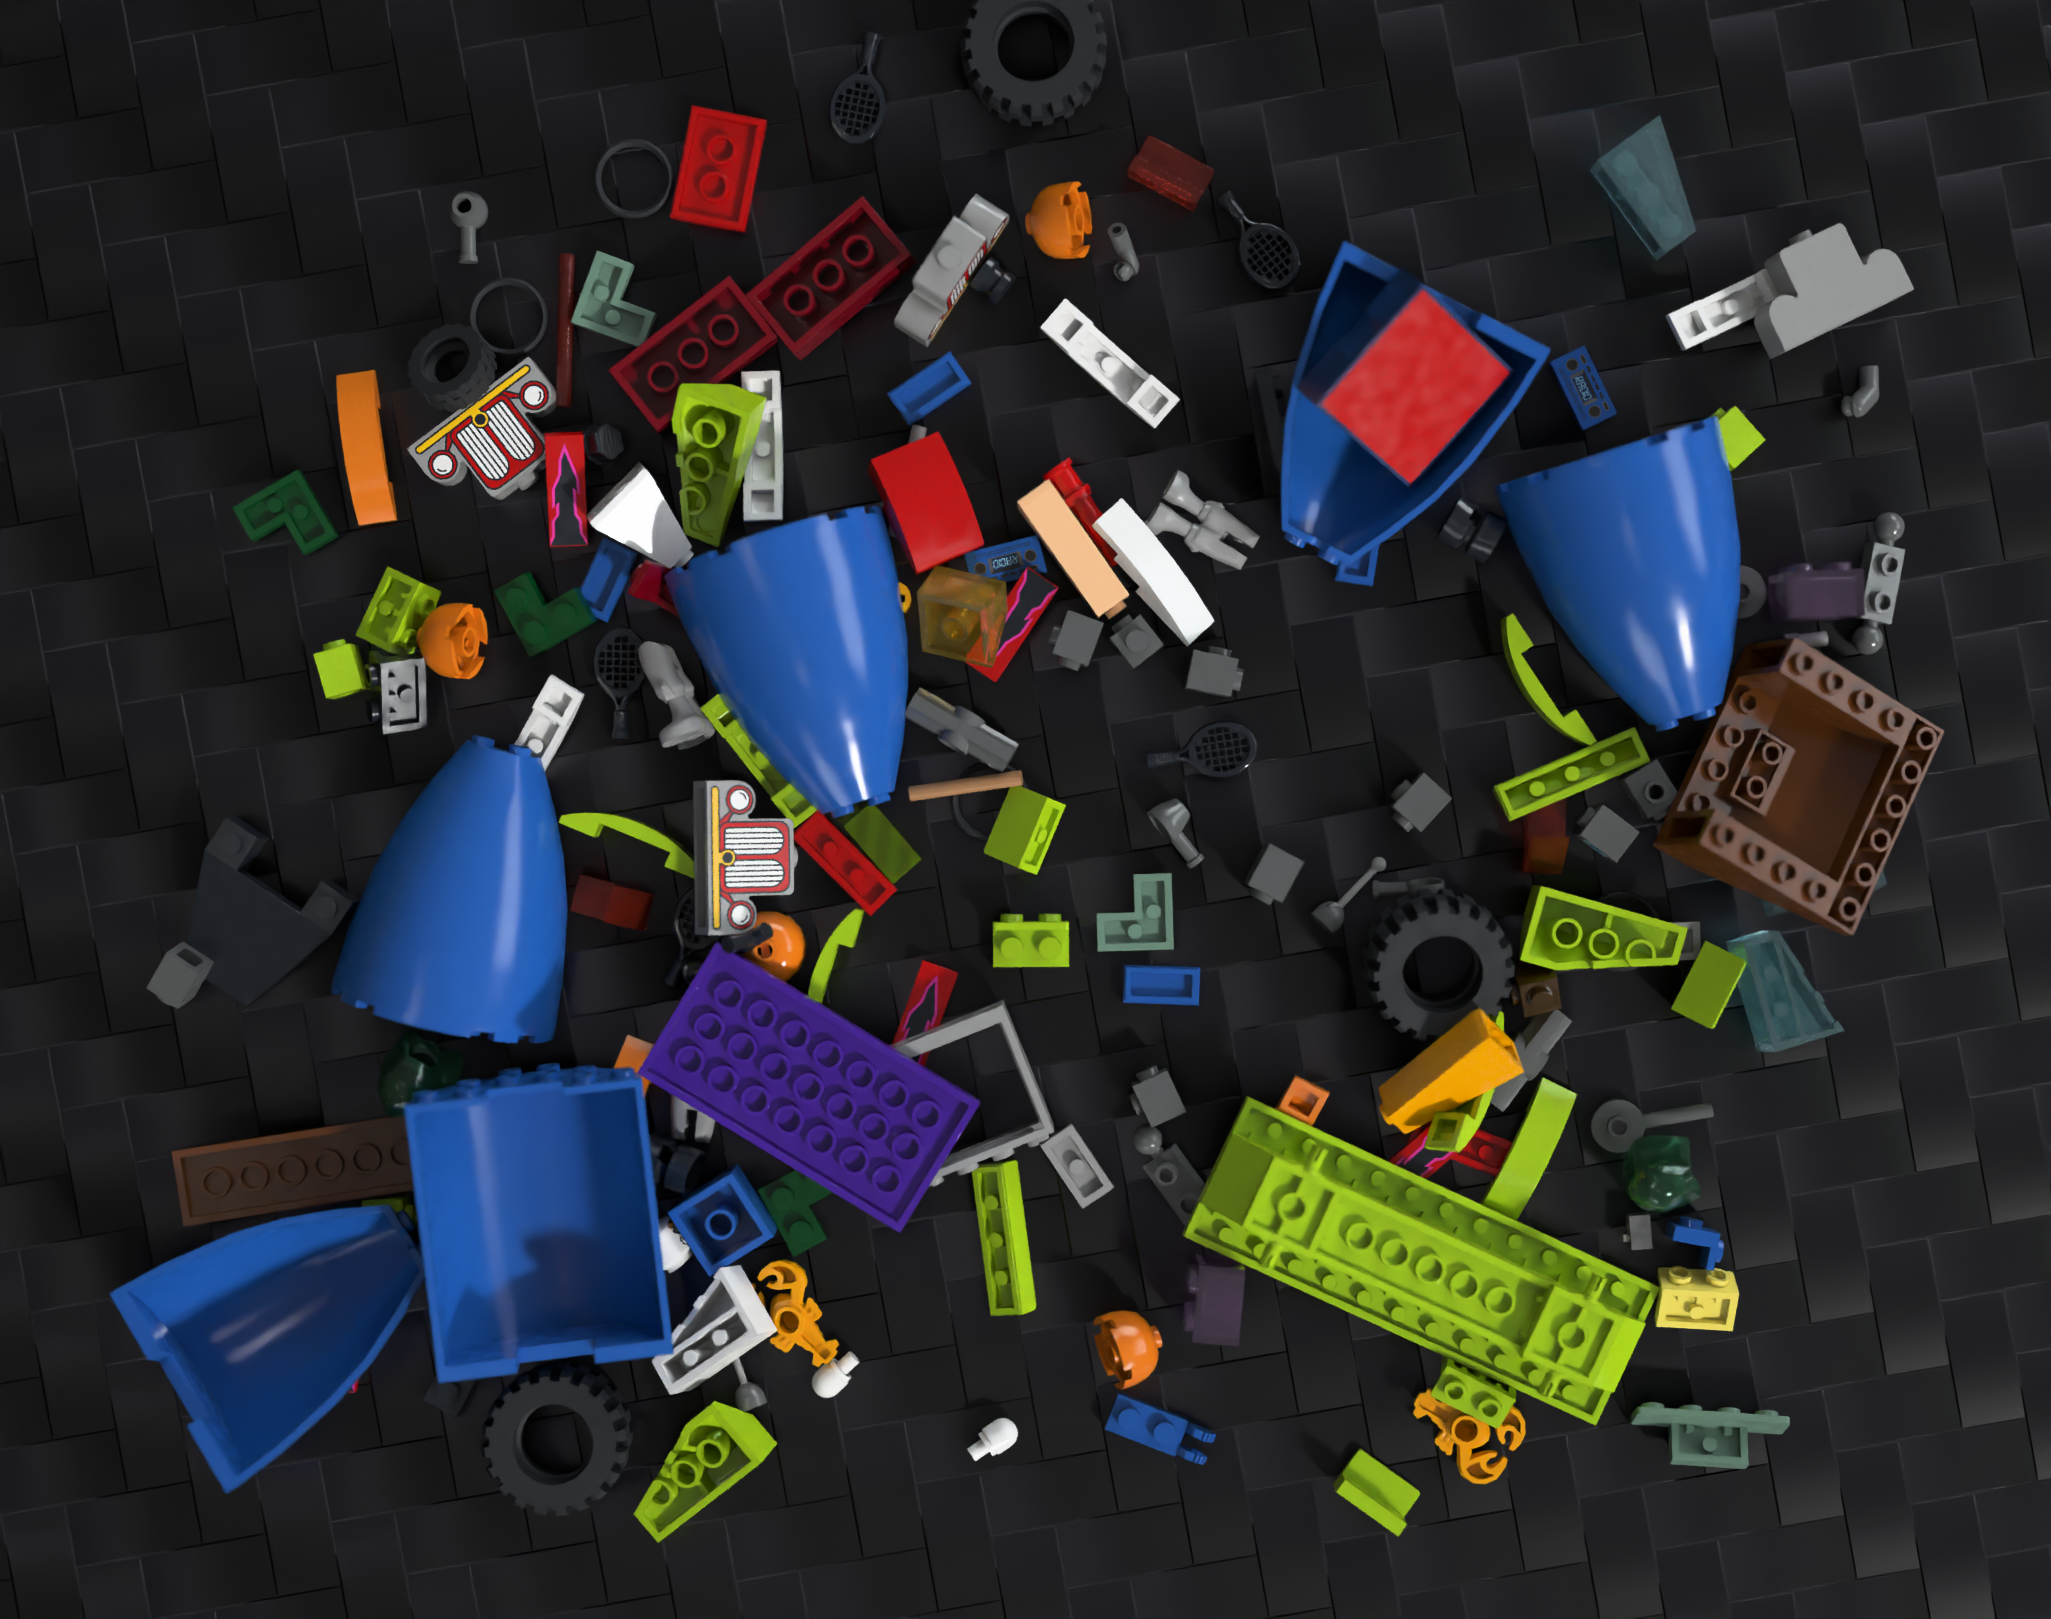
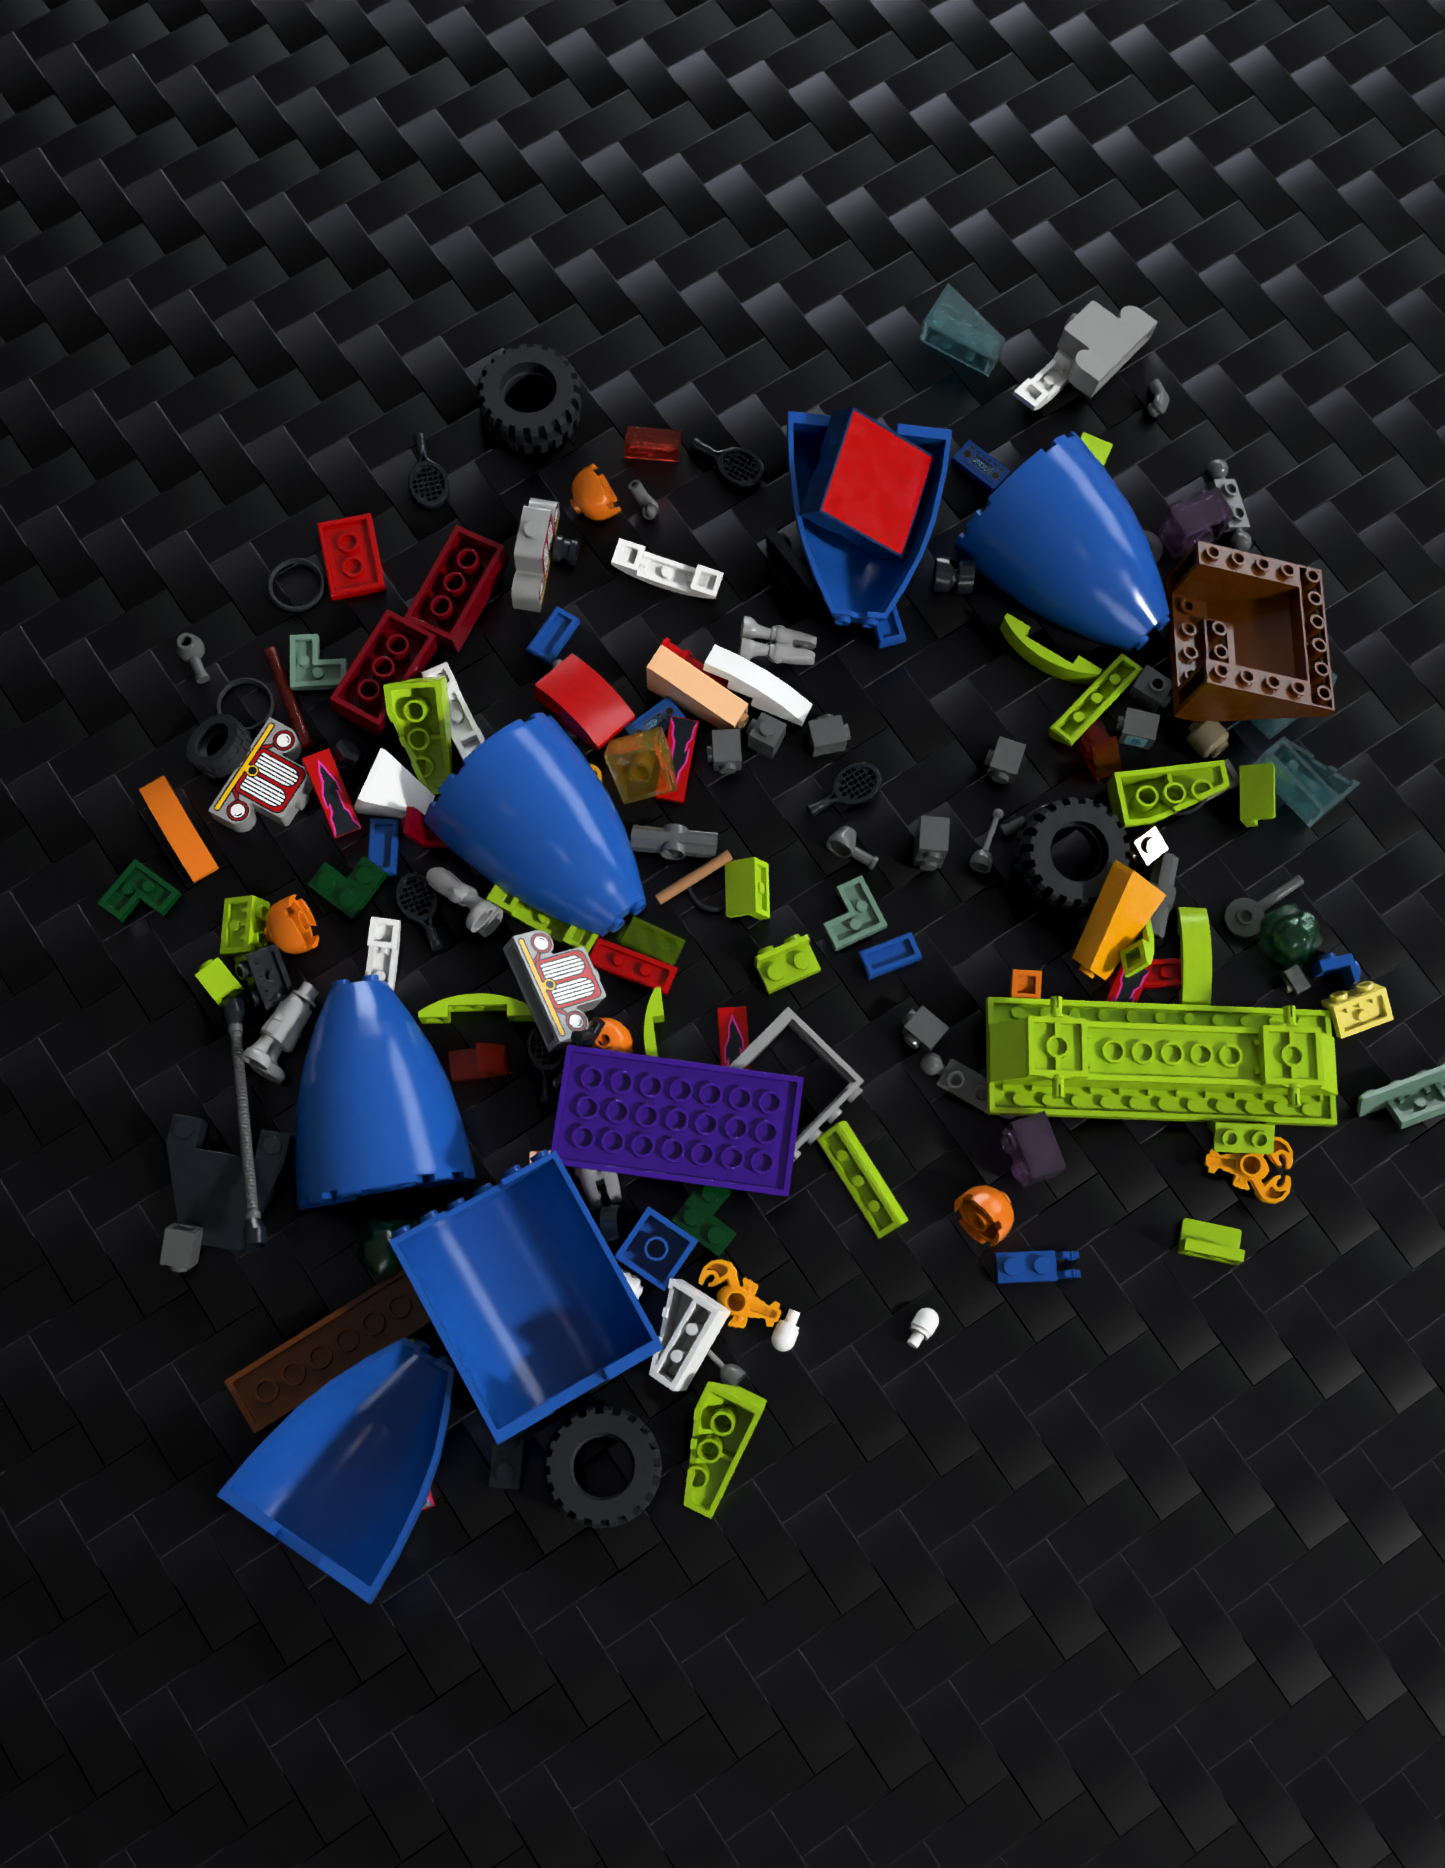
camera: 25 degrees left, 15 degrees down
(343, 720) = (254, 1232): none -> dark grey hose
(391, 767) = (281, 1033): none -> light grey piece
(1077, 1166) = (890, 1103): light grey plate -> none
(1686, 886) = (1207, 738): none -> dark tan head

